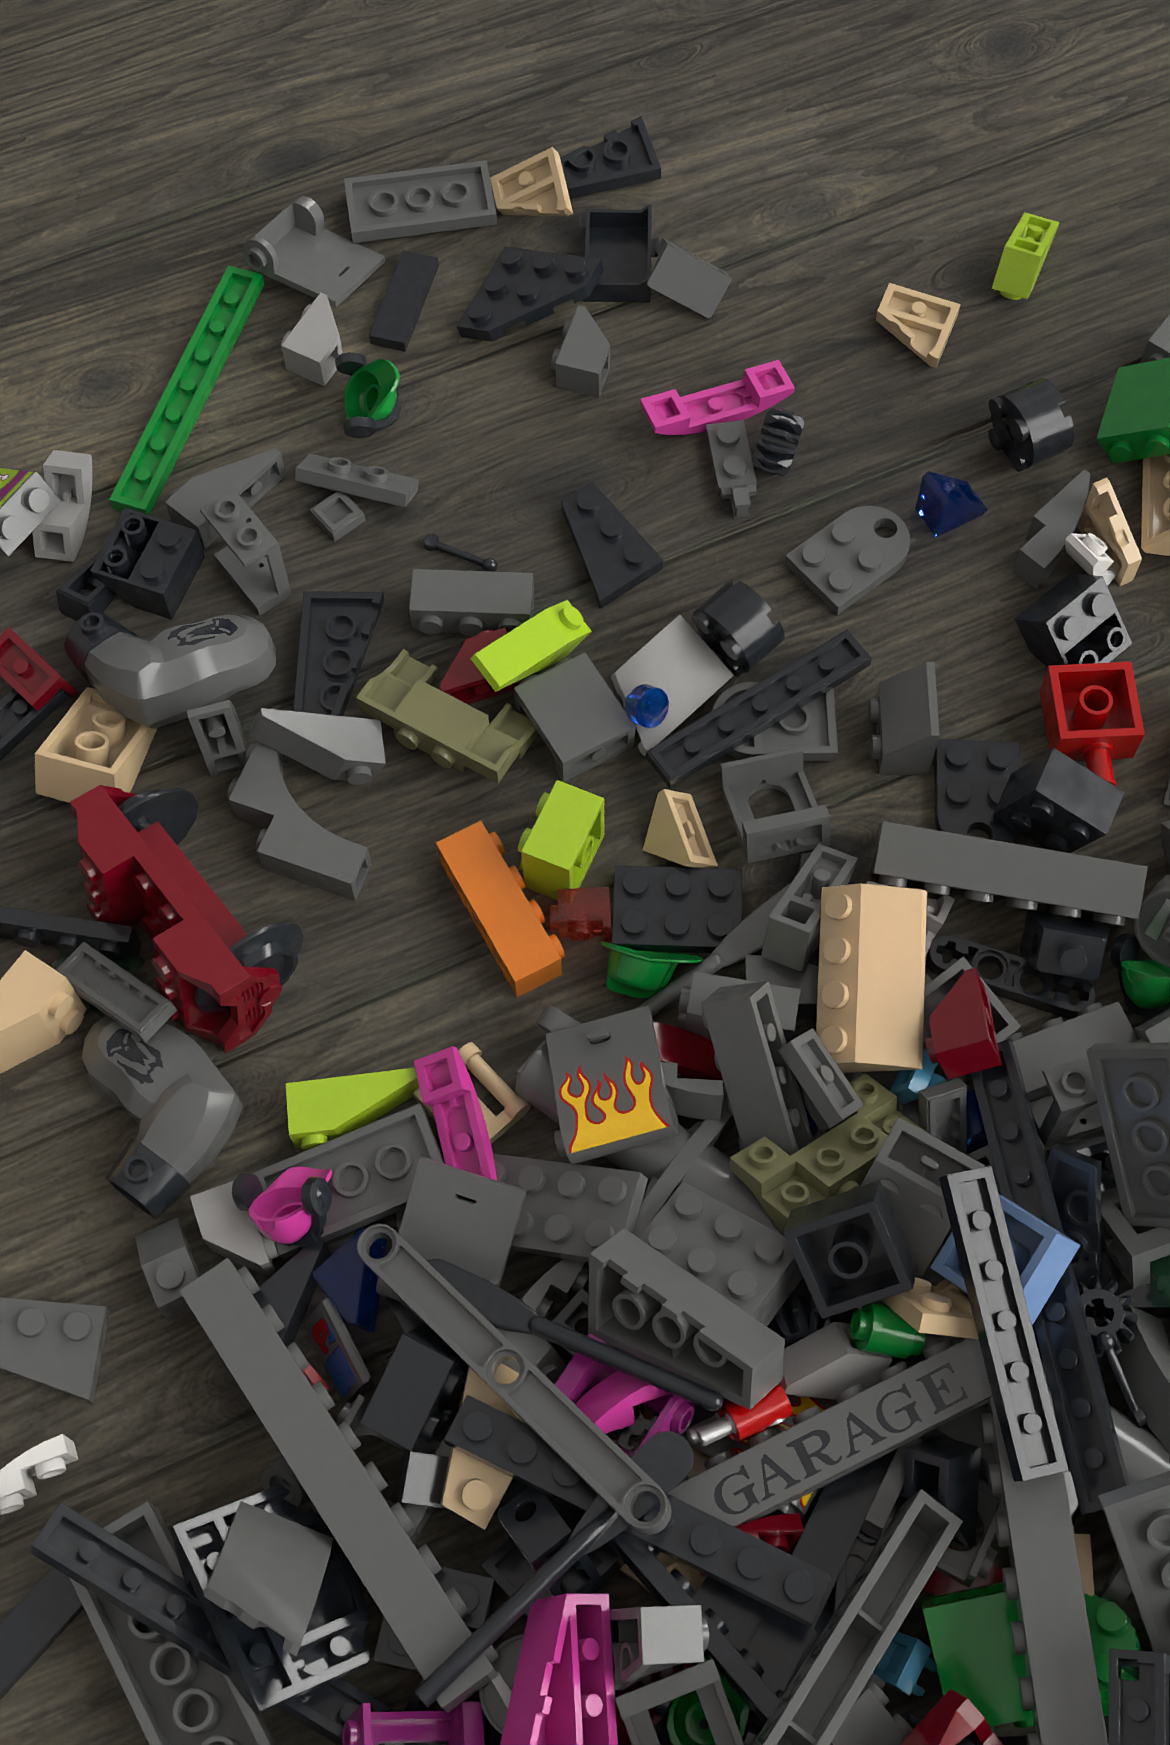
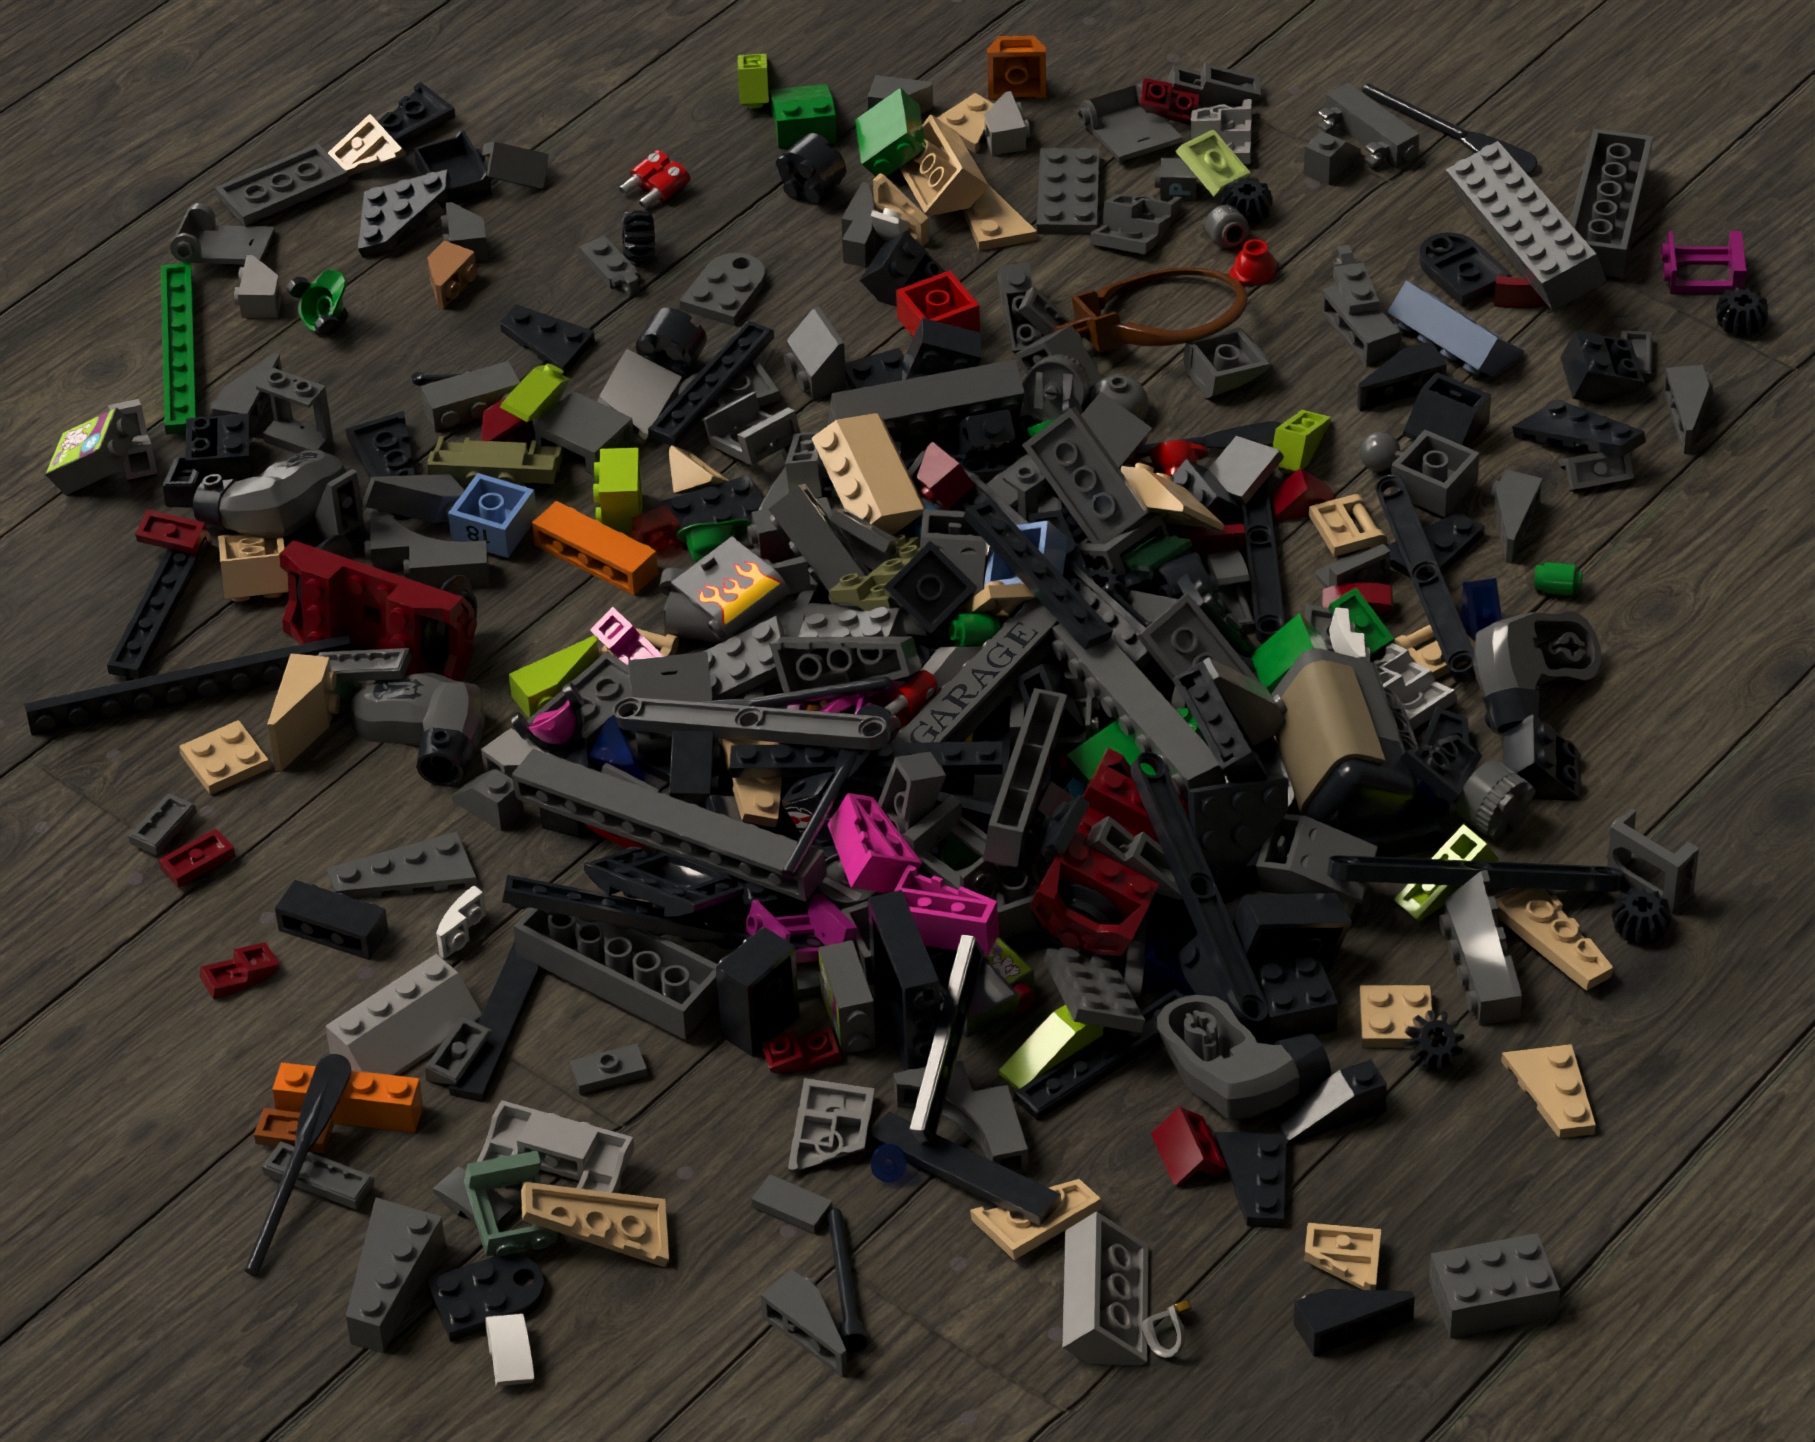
camera: 25 degrees left, 20 degrees down
(270, 1573) = (649, 857): dark grey slope -> none
(337, 515) = (340, 384): dark grey tile -> none
(357, 480) = (329, 358): dark grey plate -> none
(399, 806) = (493, 513): none -> medium blue brick
(403, 301) = (306, 246): black tile -> none
(539, 403) = (450, 271): none -> medium nougat slope
(647, 705) = (634, 401): clear blue tile -> none
(735, 401) = (602, 219): dark pink slope -> none
(846, 356) = (658, 176): none -> red piece
(918, 320) = (696, 140): tan wing -> none
(947, 503) = (775, 237): clear blue slope -> none
(1062, 330) = (802, 112): none -> green slope

